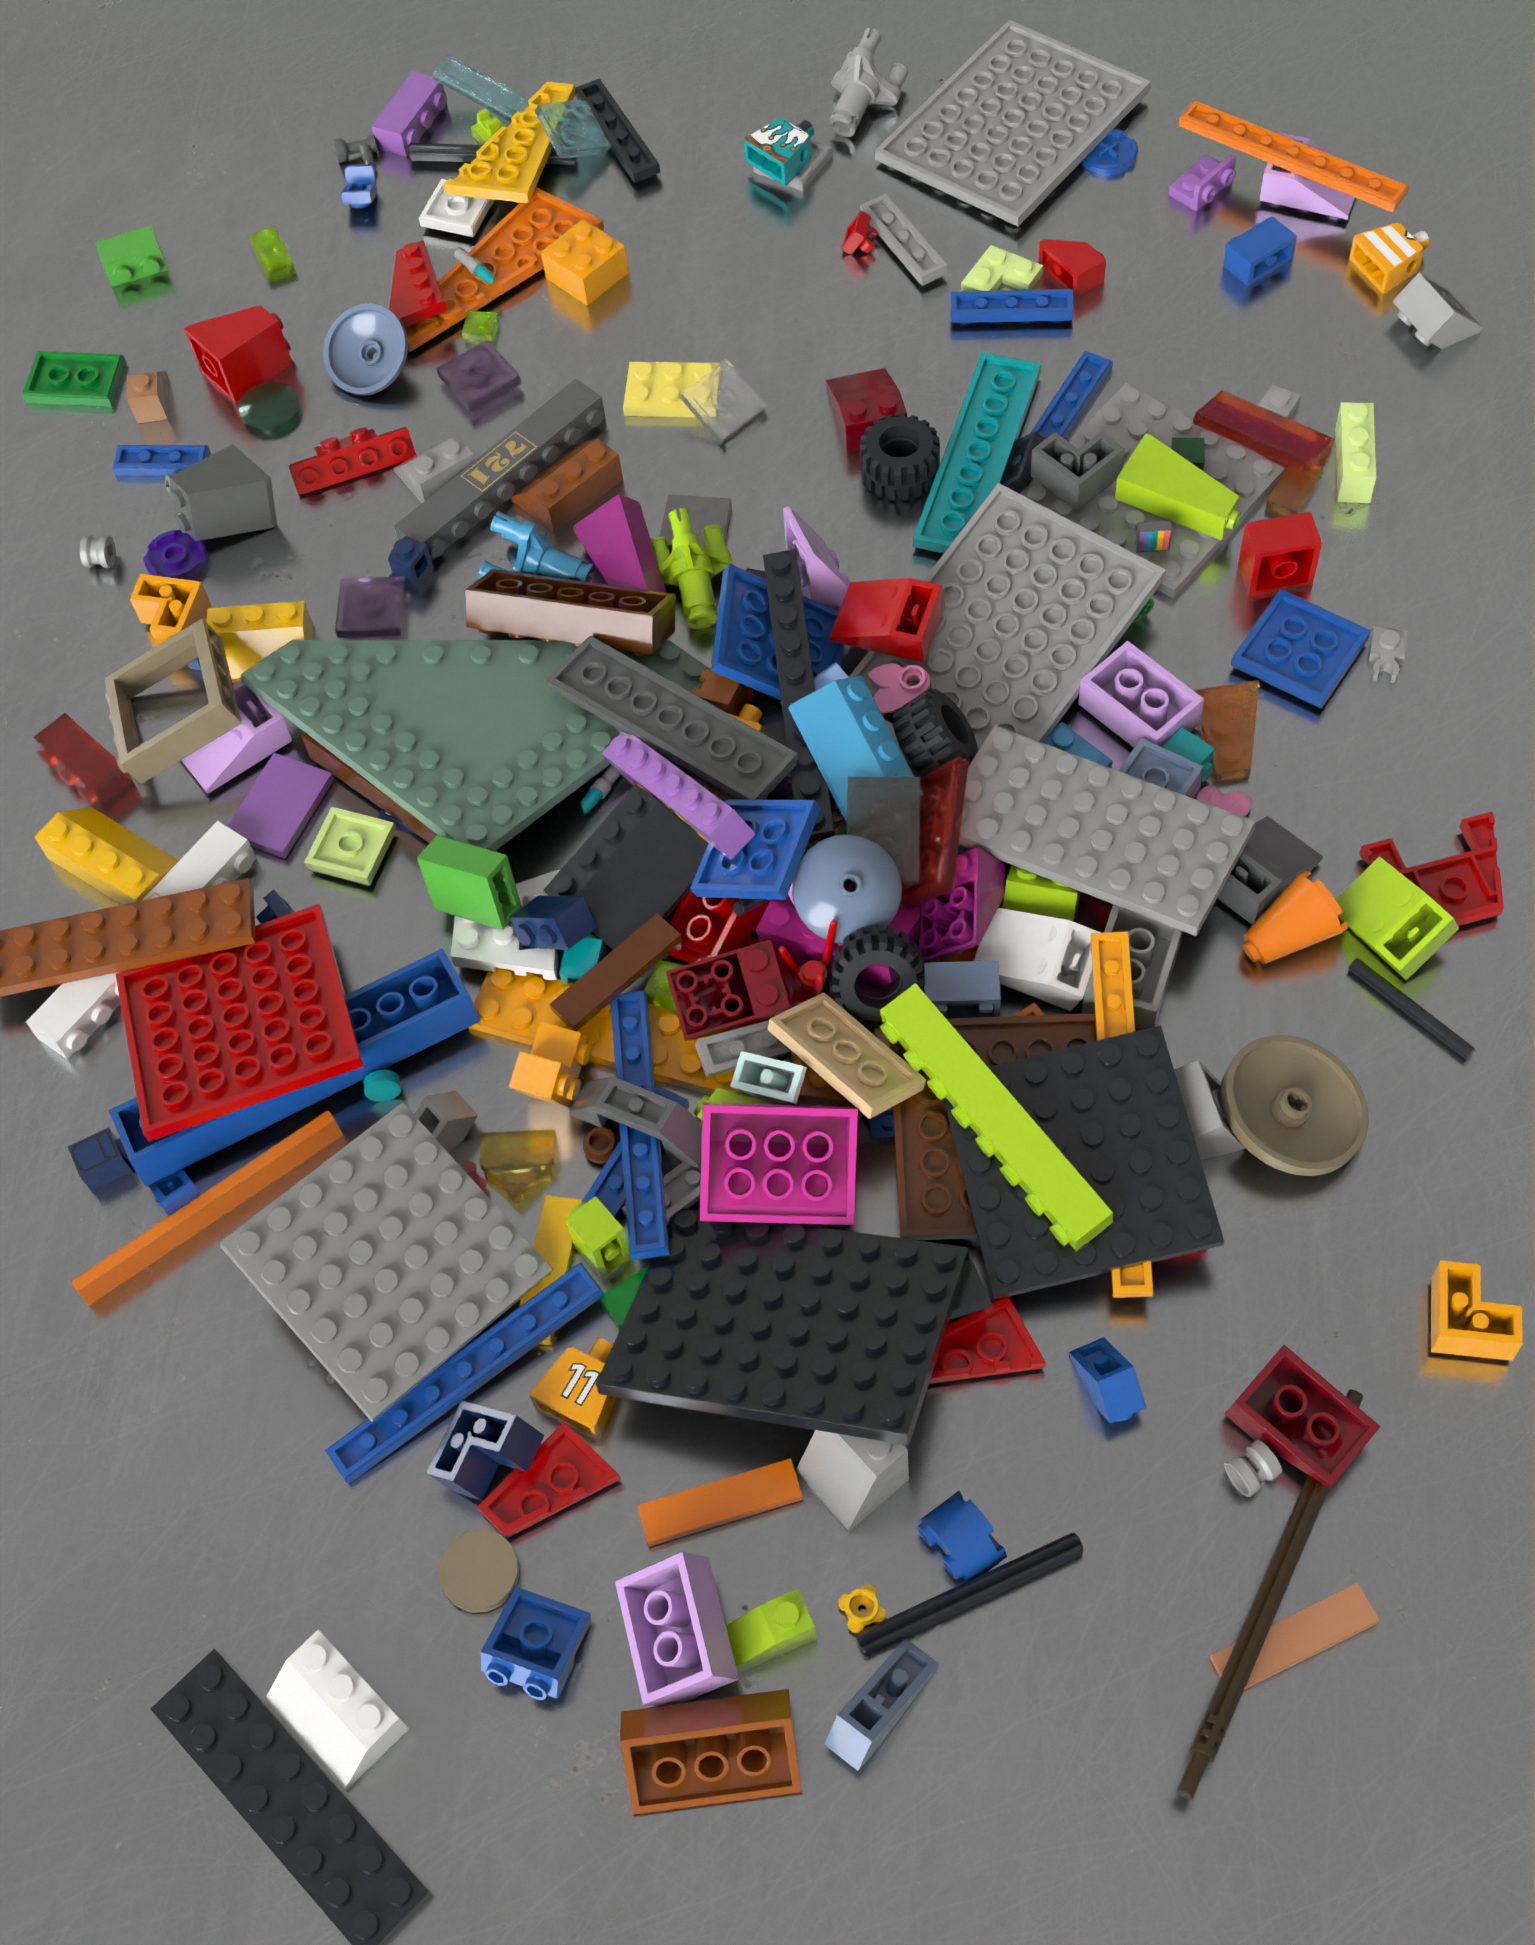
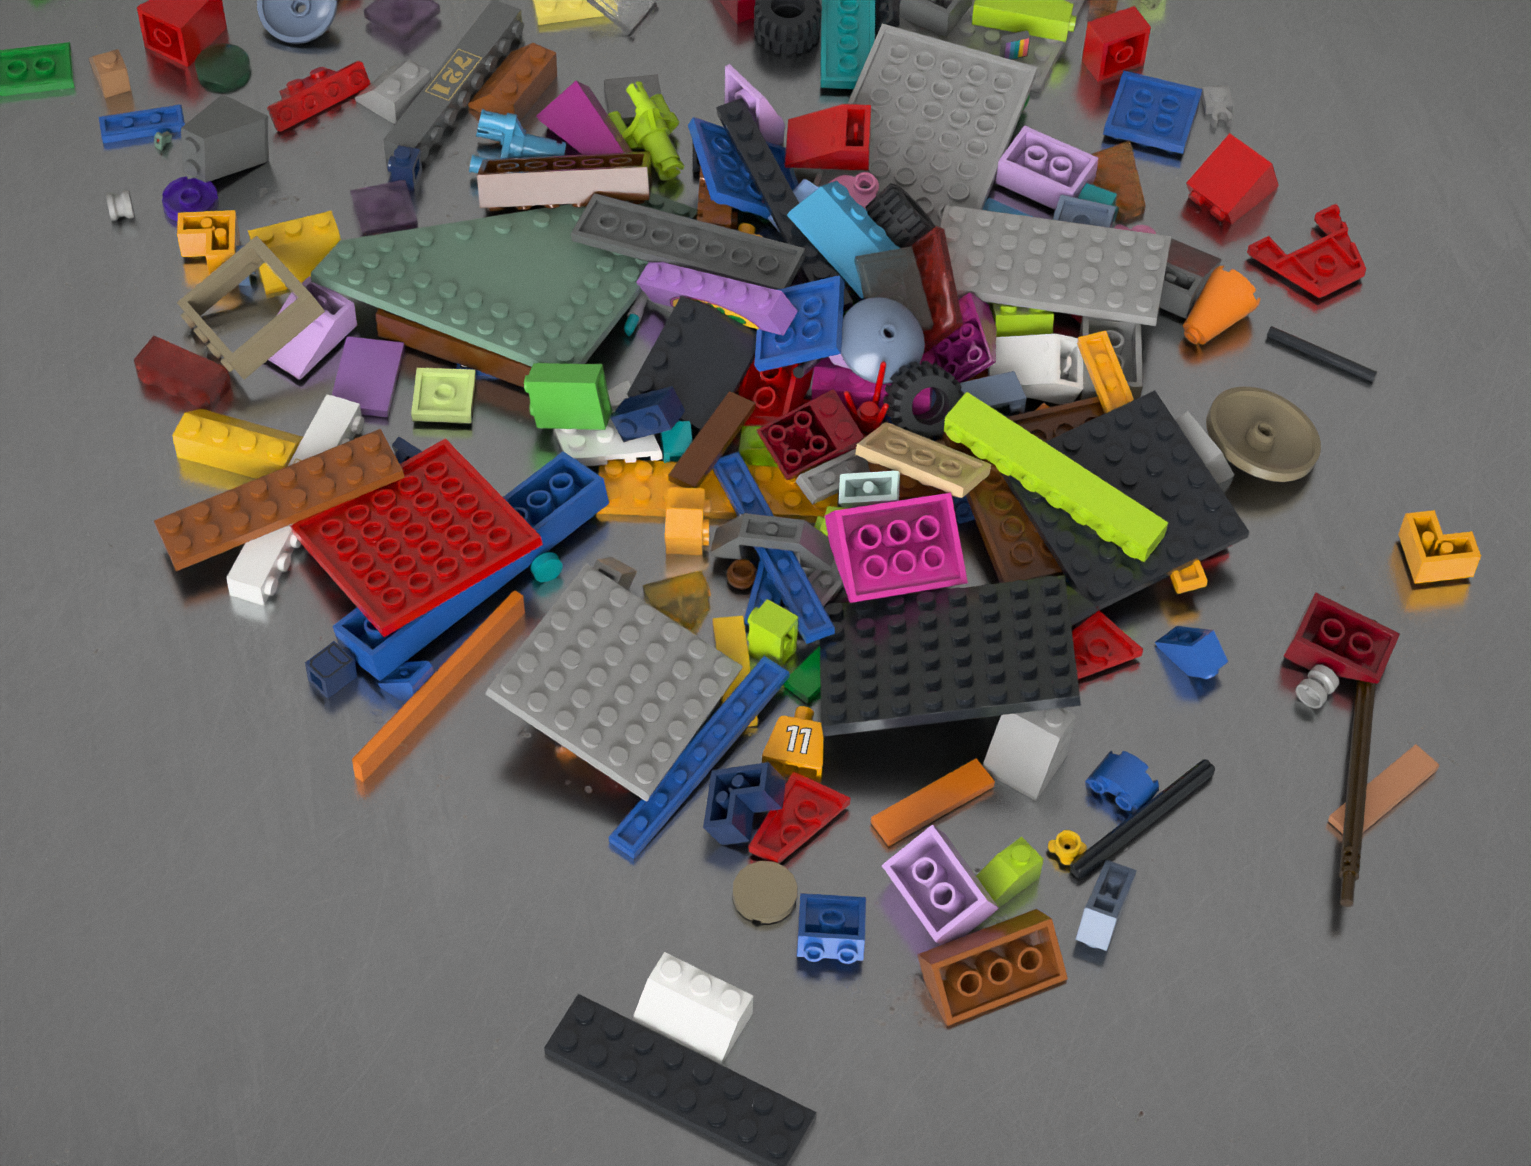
camera: 25 degrees left, 5 degrees down
(1367, 758) = (1232, 180): none -> red slope
(1395, 917) = (1293, 289): lime slope -> none

